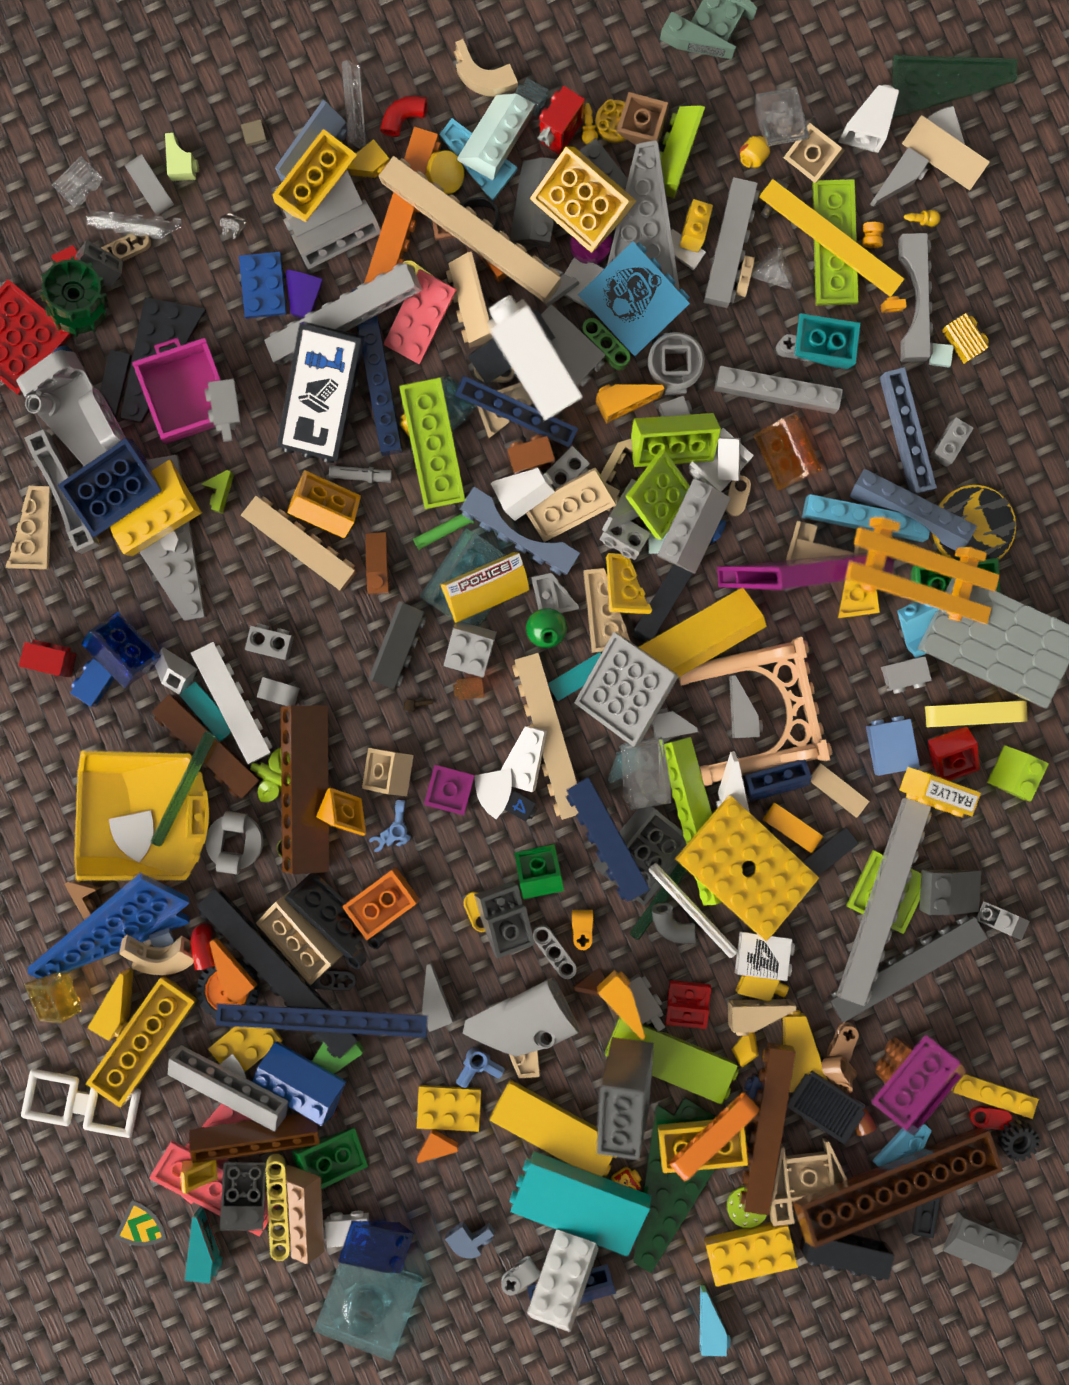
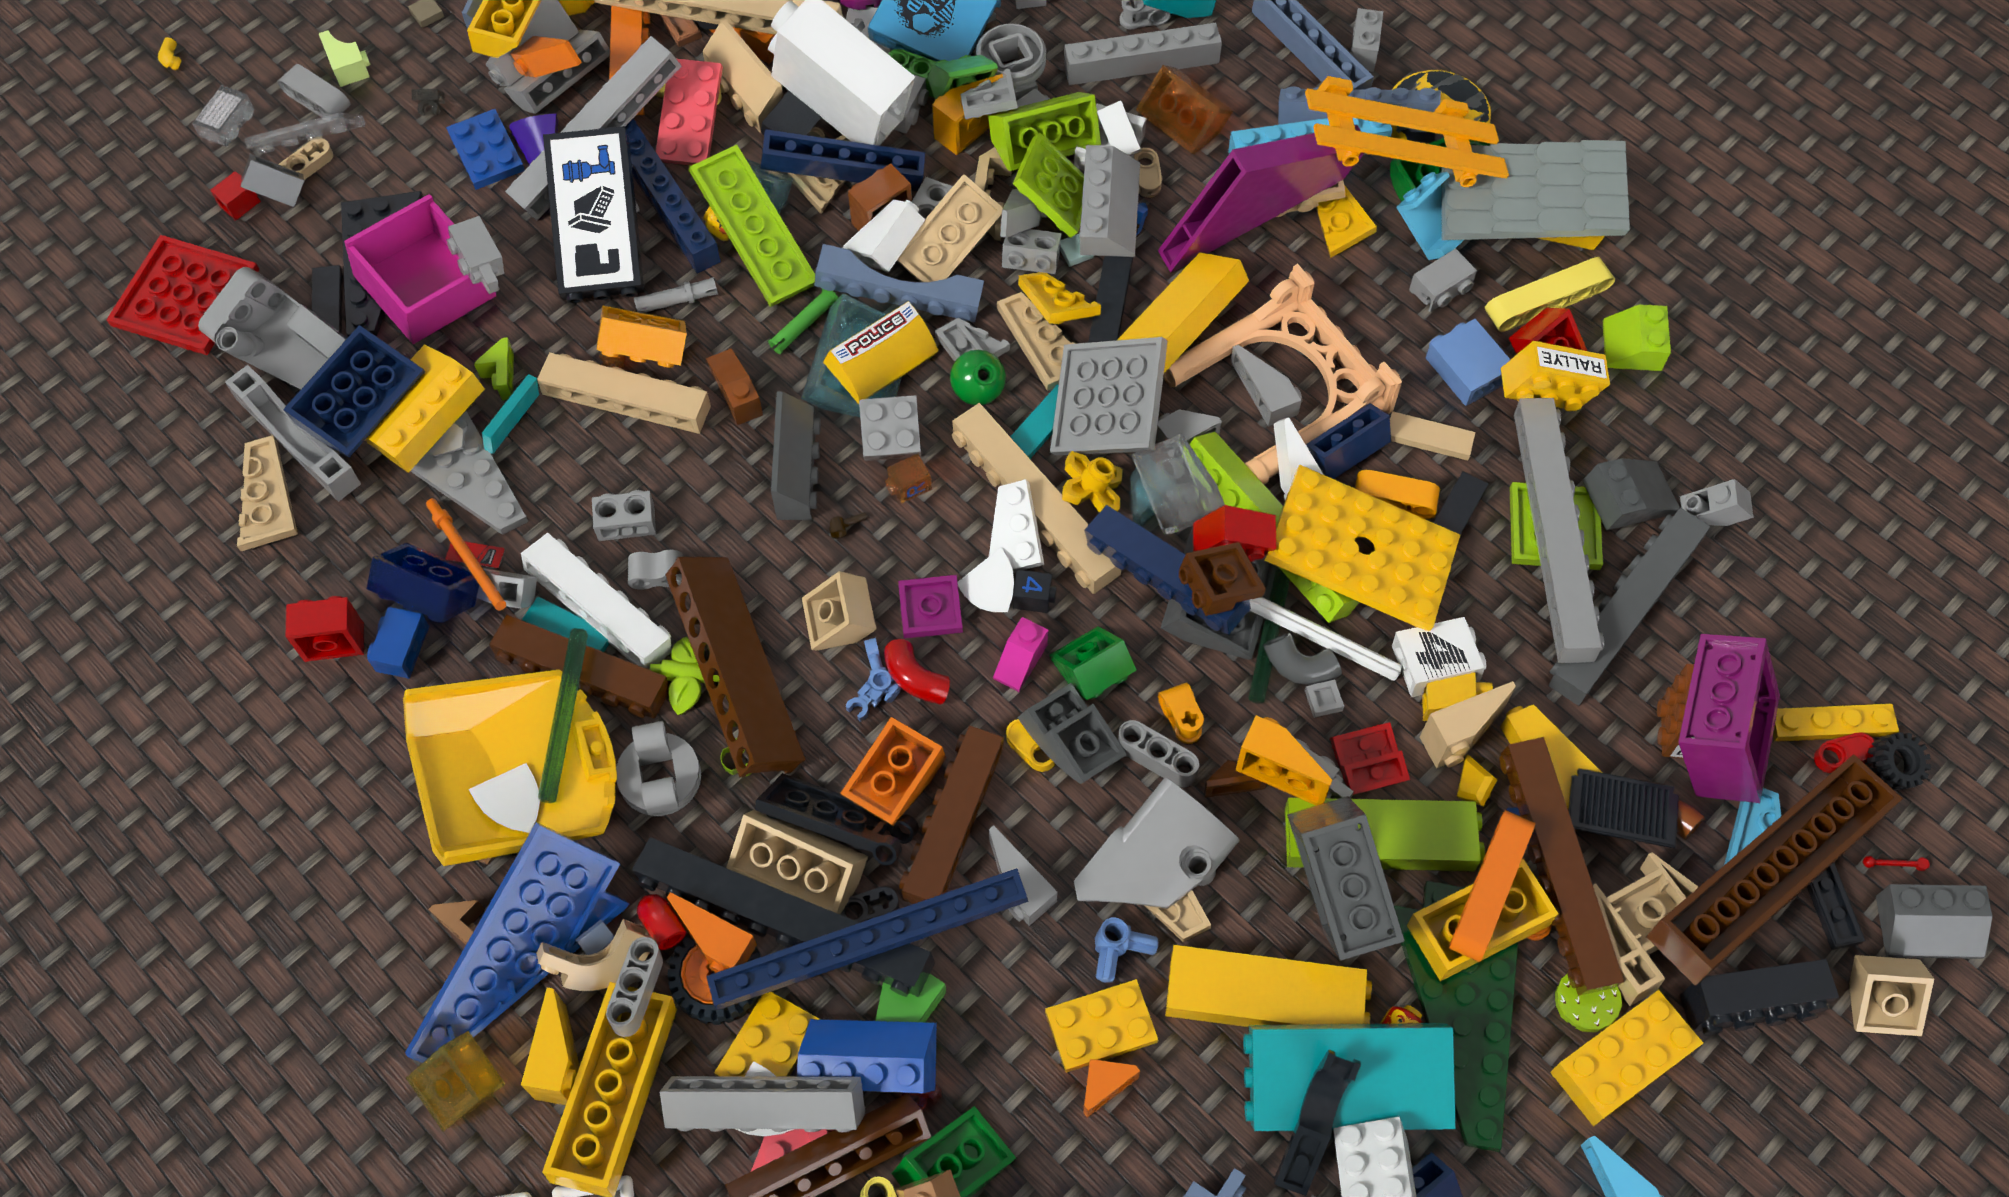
camera: 20 degrees left, 25 degrees down
(47, 102) = (166, 54): none -> yellow arm
(69, 279) = (250, 213): dark green piece -> none
(147, 599) = (444, 522): none -> orange bar
(163, 629) = (486, 555): none -> red sticker
(164, 998) = (631, 972): none -> light grey beam
(215, 533) = (510, 413): none -> teal tile
(325, 232) = (544, 56): none -> orange slope
(342, 811) = (795, 677): light orange slope -> none
(409, 944) = (953, 817): none -> reddish brown brick
(416, 837) = (912, 676): none -> red cylinder
(494, 849) = (1021, 654): none -> dark pink slope
(544, 1226) = (1315, 1123): none -> black piece
(591, 743) = (1092, 480): none -> yellow plant
(629, 371) = (962, 71): none -> bright green slope
(634, 875) = (1220, 578): none -> reddish brown plate
(640, 408) = (990, 97): none -> light grey wing
(662, 836) = (1231, 525): none -> red brick
(677, 954) = (1324, 698): none -> light grey plate
(839, 1072) = (1615, 758): medium nougat piece -> none
(841, 1044) = (1601, 727): medium nougat piece -> none
(928, 1276) = (1889, 995): none -> tan slope
(996, 1203) = (1920, 864): none -> red hinge

